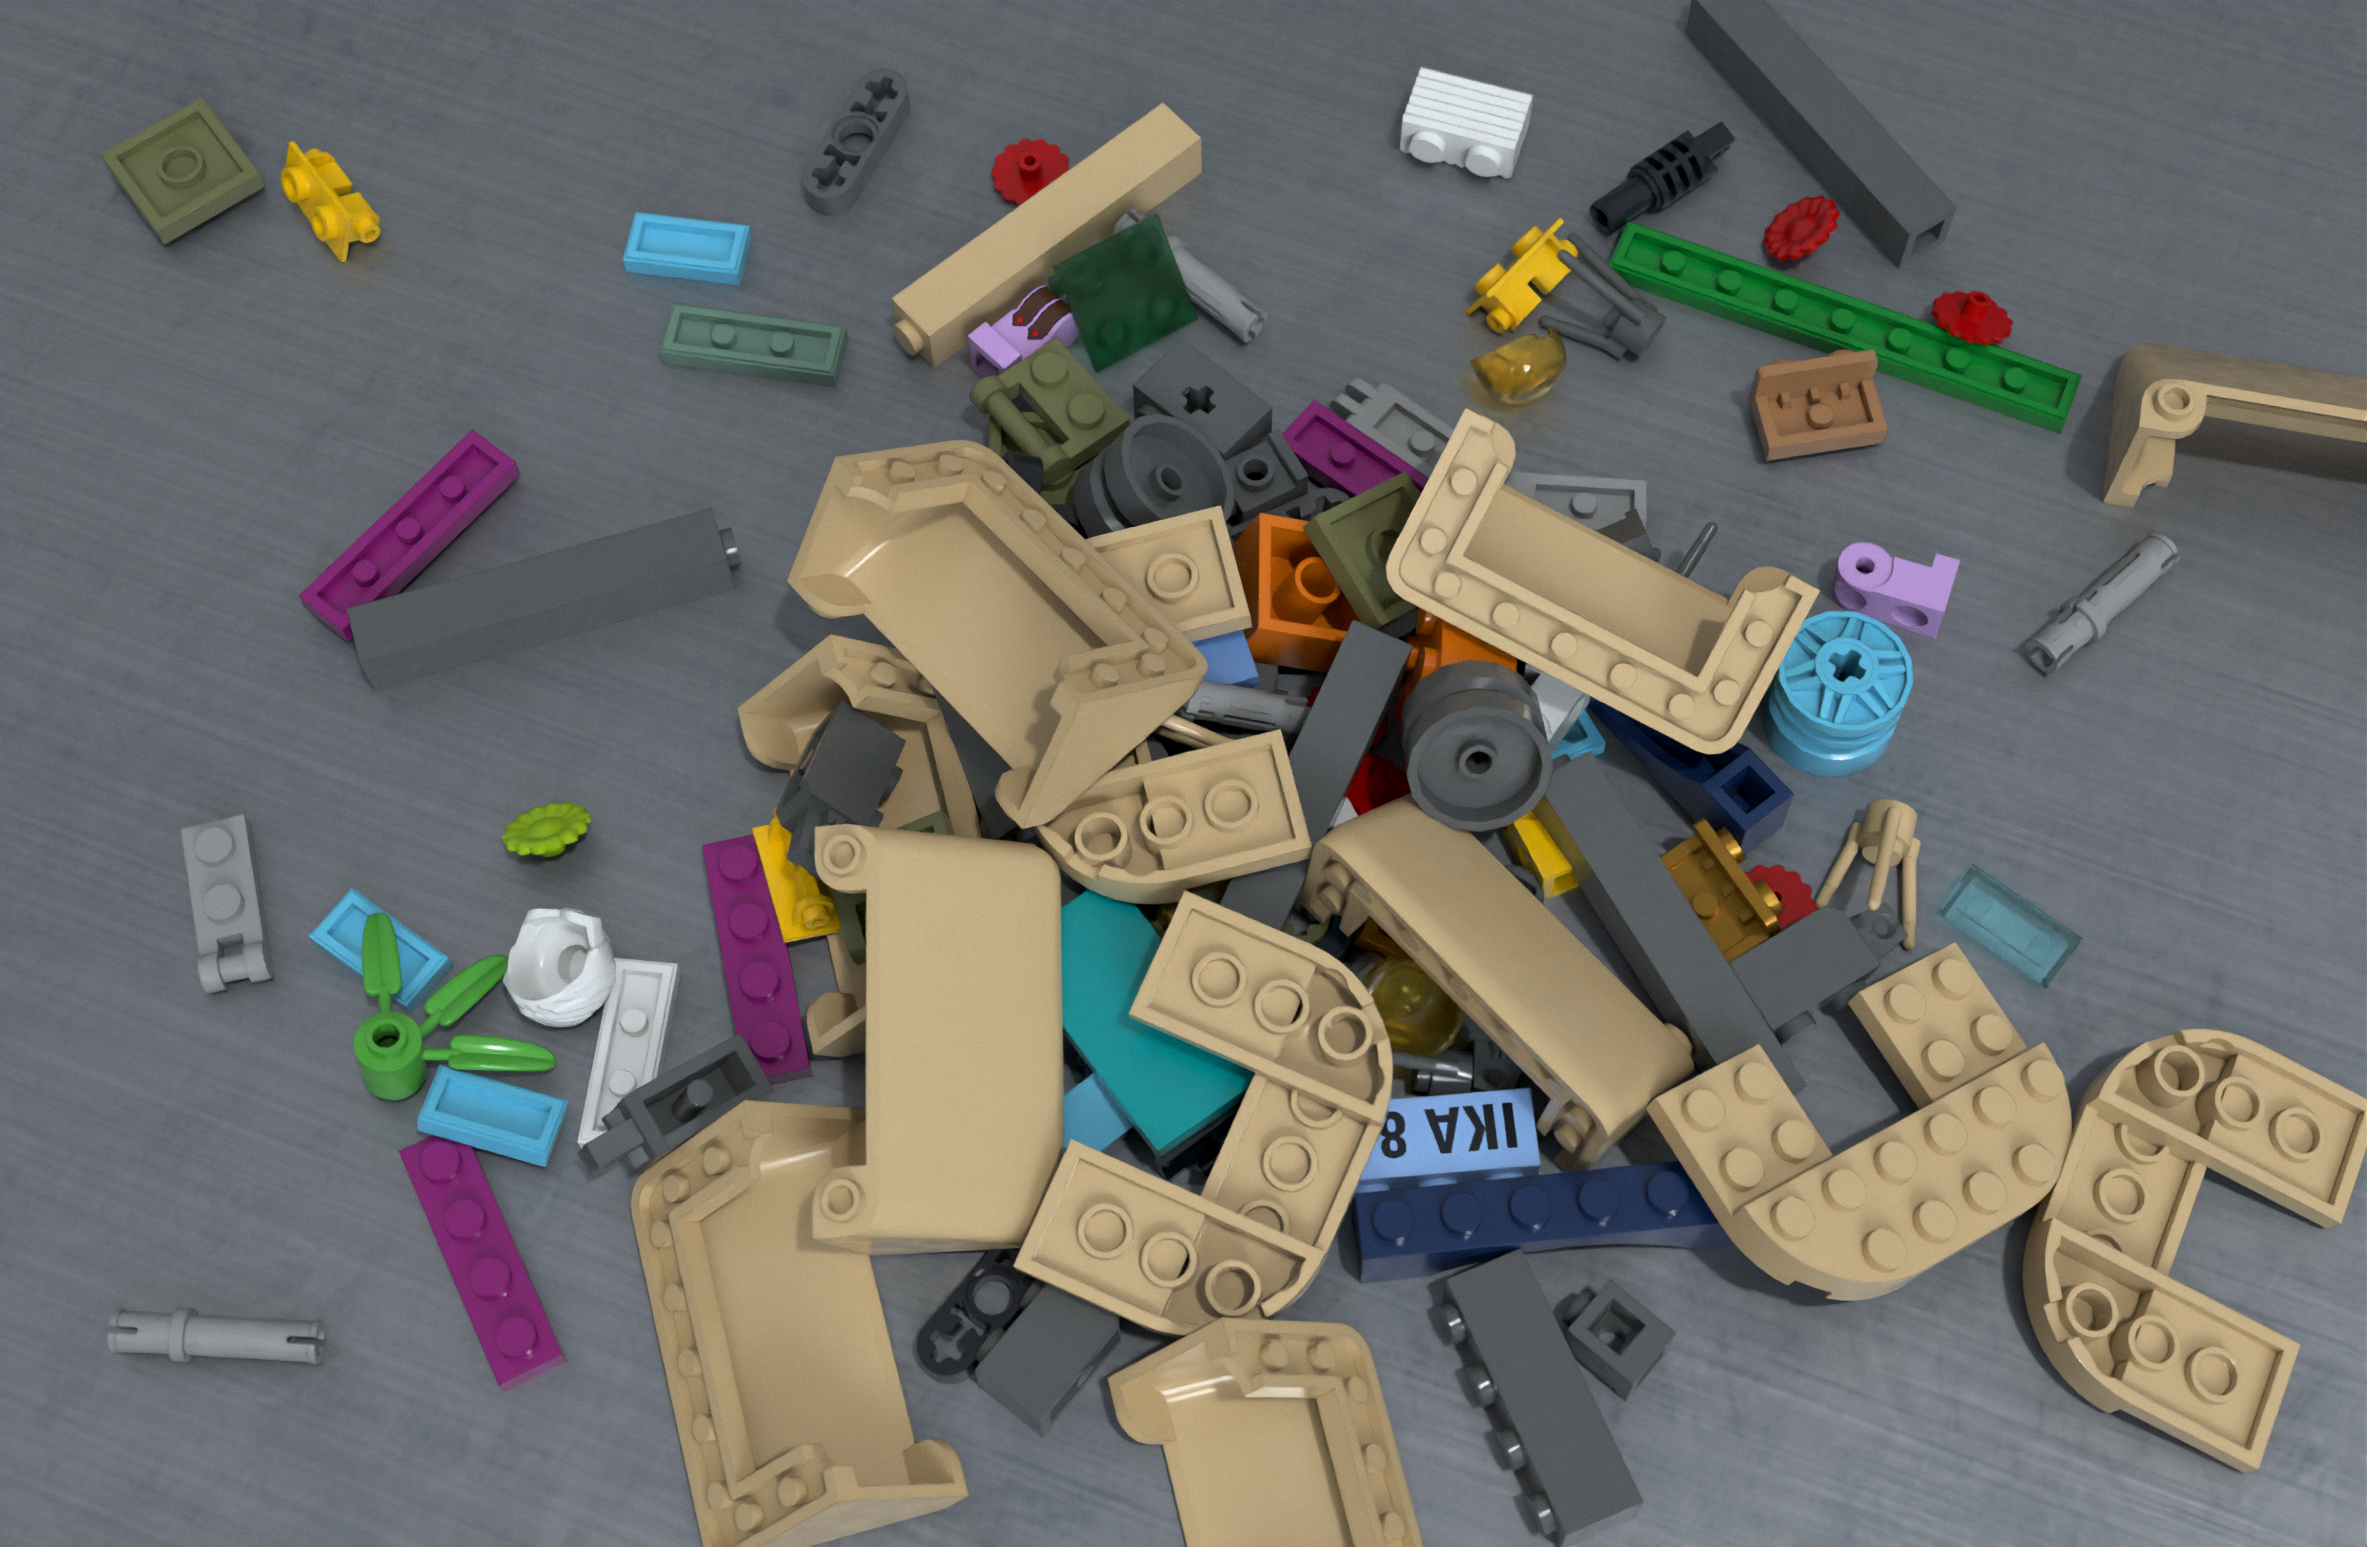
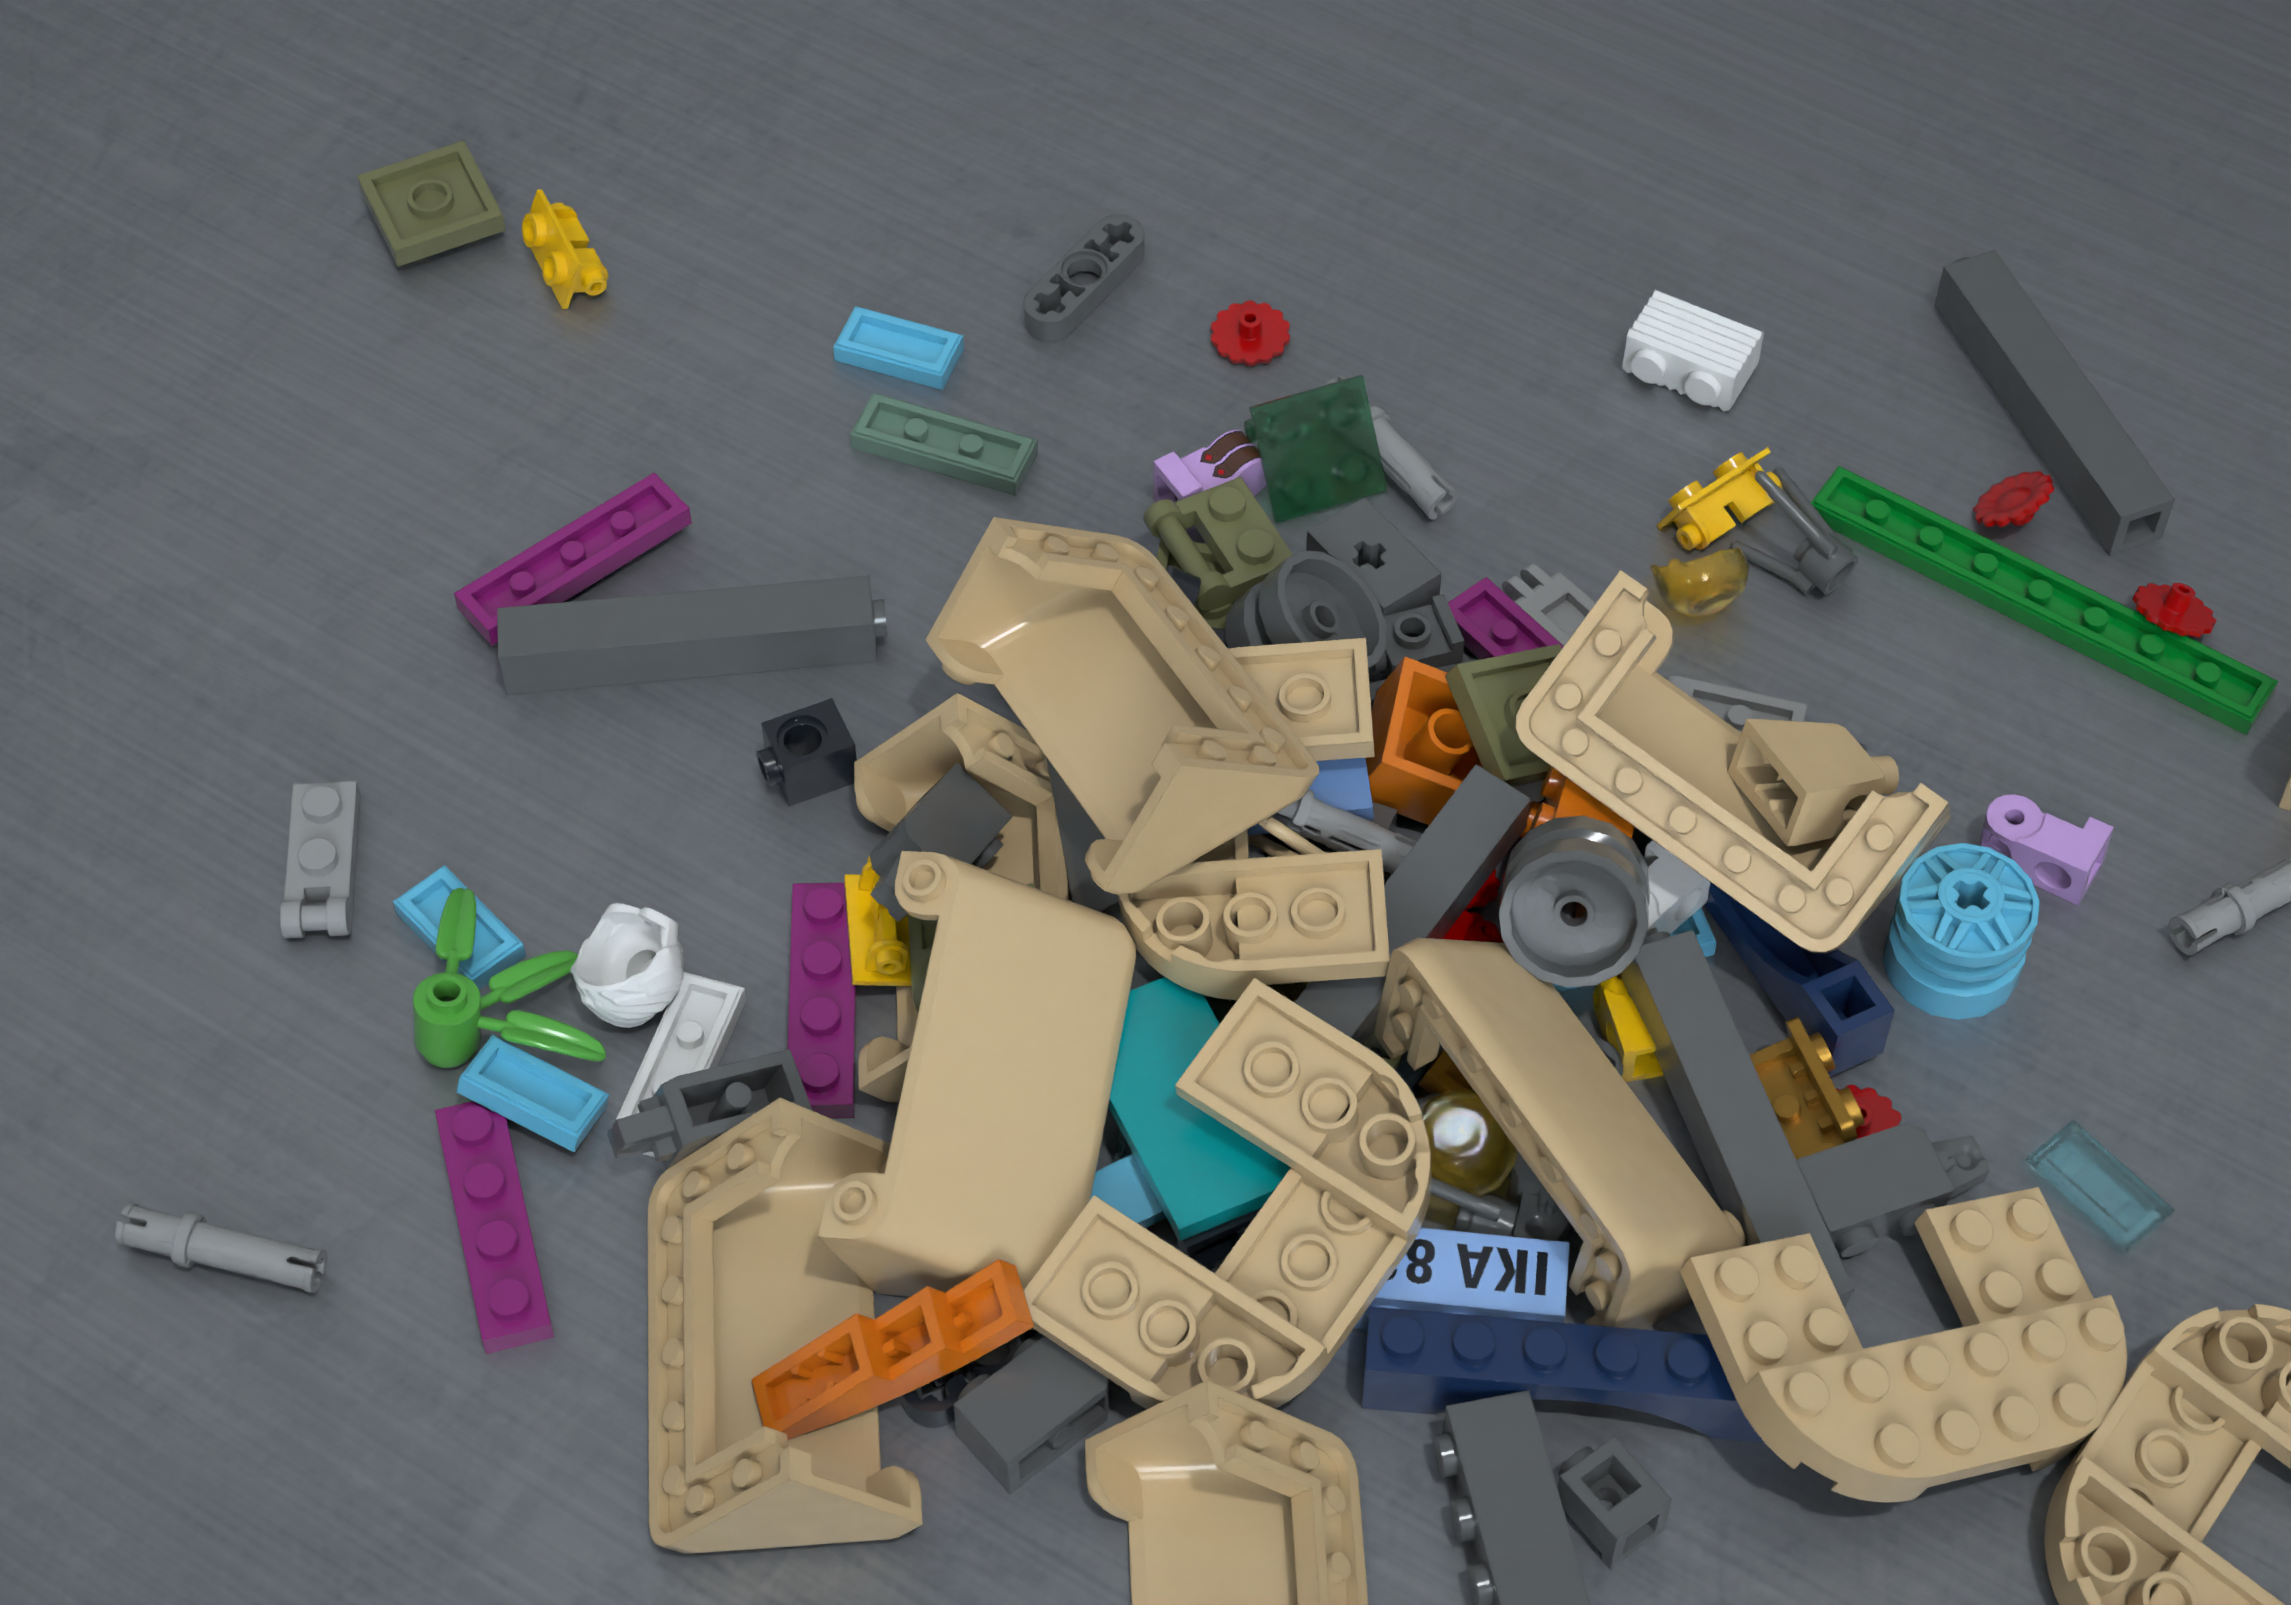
camera: 10 degrees right, 10 degrees down
(546, 829) = (644, 844): lime piece -> none
(688, 679) = (828, 750): none -> black brick
(904, 1329) = (896, 1353): none -> orange slope
(1059, 221) = (1195, 408): tan brick -> none
(1663, 177) = (1883, 431): black hinge -> none
(1674, 574) = (1807, 776): none -> tan torso
(1817, 404) = (1997, 662): medium nougat bracket -> none
(1885, 841) = (1984, 1081): tan plant -> none

